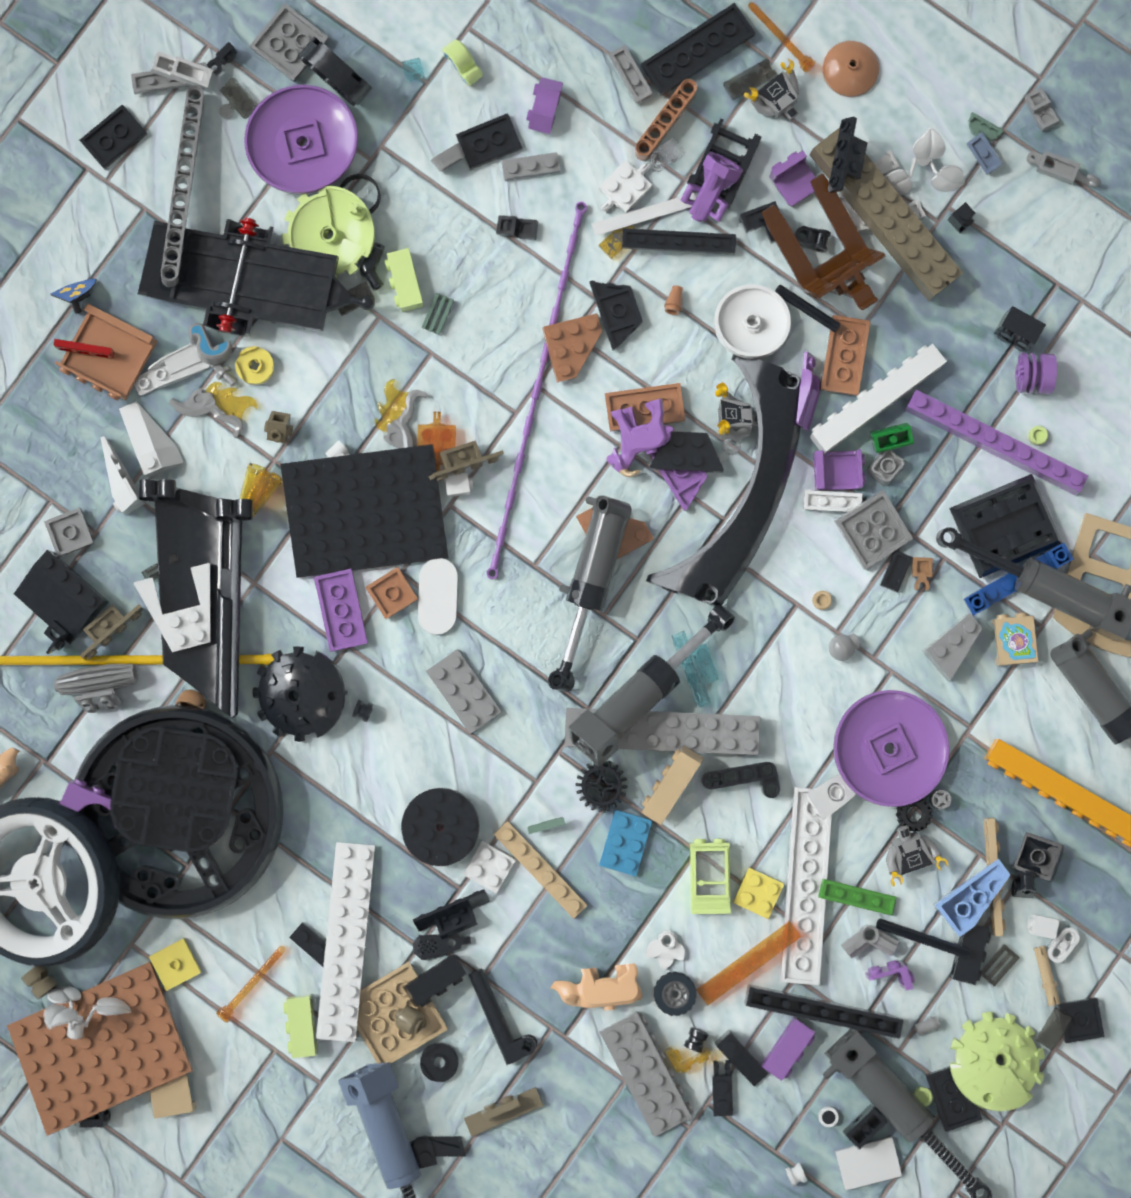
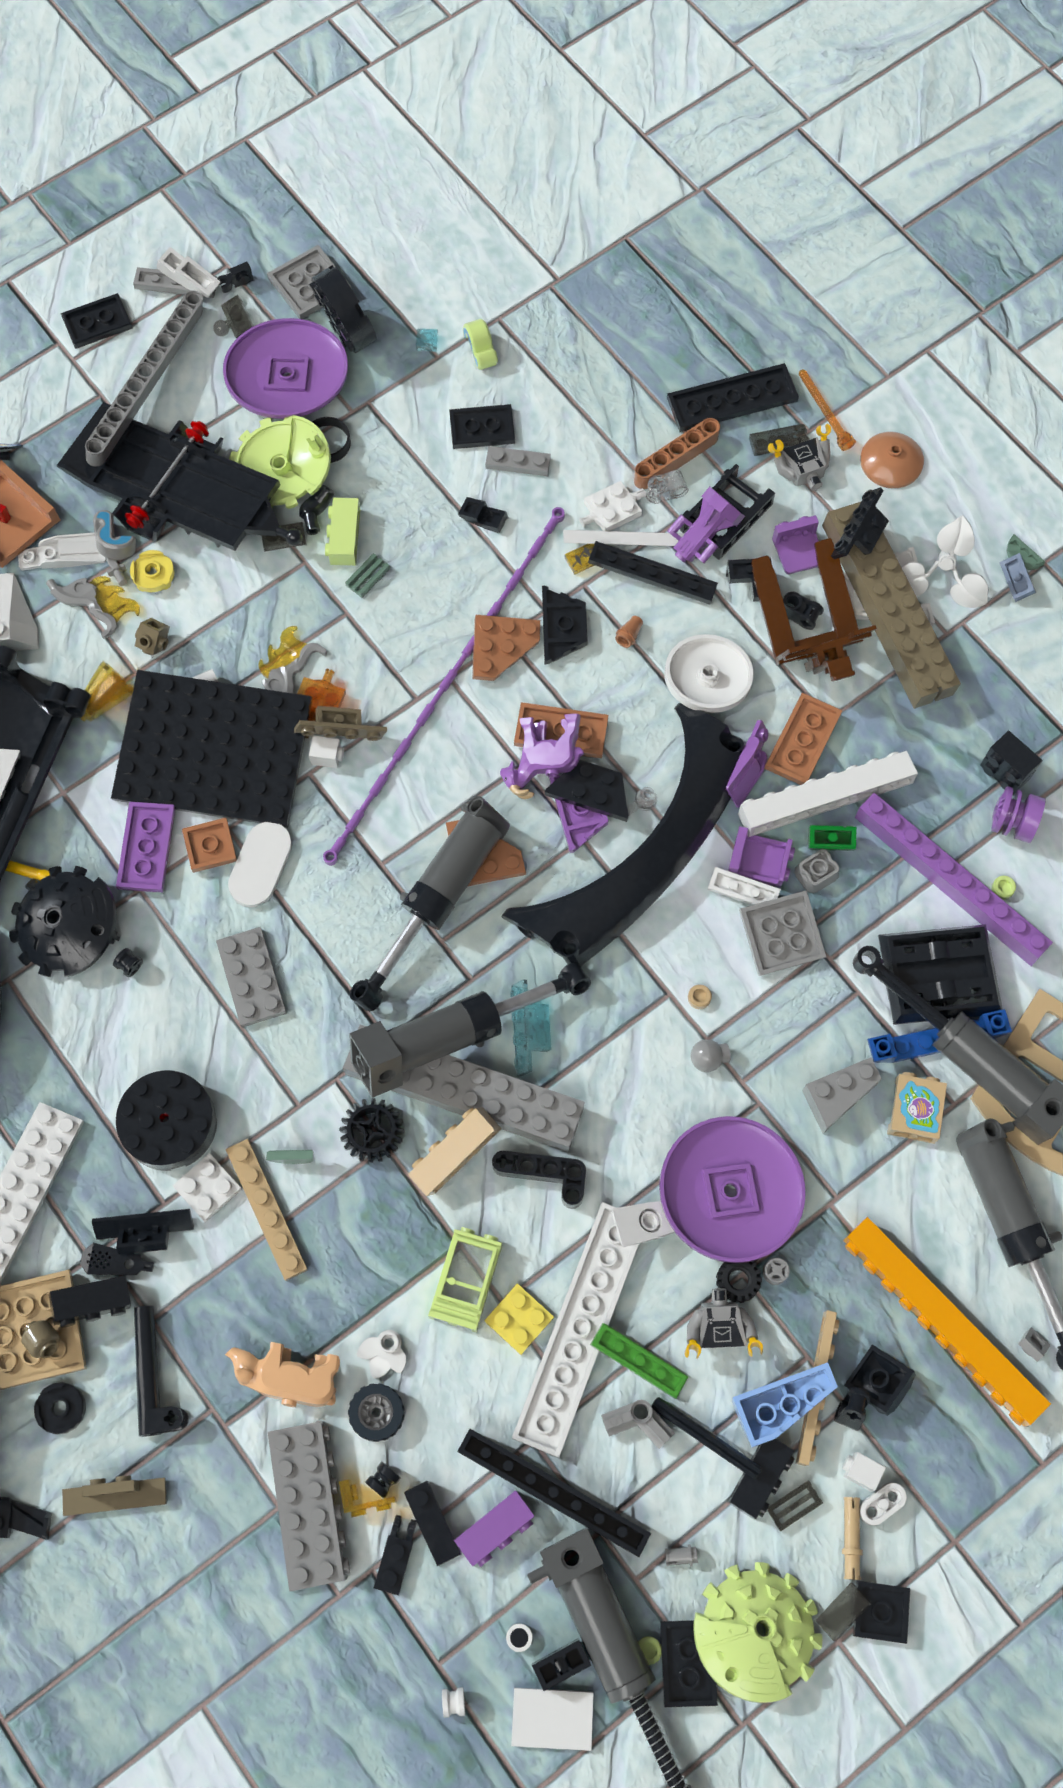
camera: 15 degrees right, 15 degrees down
(448, 157) = (433, 426): light grey piece -> none
(545, 104) = (556, 399): medium lavender brick -> none
(625, 843) = (378, 1208): dark azure plate -> none
(630, 74) = (653, 402): light grey plate -> none
(734, 416) = (658, 766): torso -> none
(748, 962) = (479, 1401): clear orange plate -> none
(808, 308) = (776, 679): black axle -> none
(896, 571) = (796, 989): black tile -> none
(904, 975) = (669, 1478): medium lavender bracket -> none
(922, 569) = (828, 996): medium nougat plate -> none
(962, 217) = (975, 633): black brick -> none

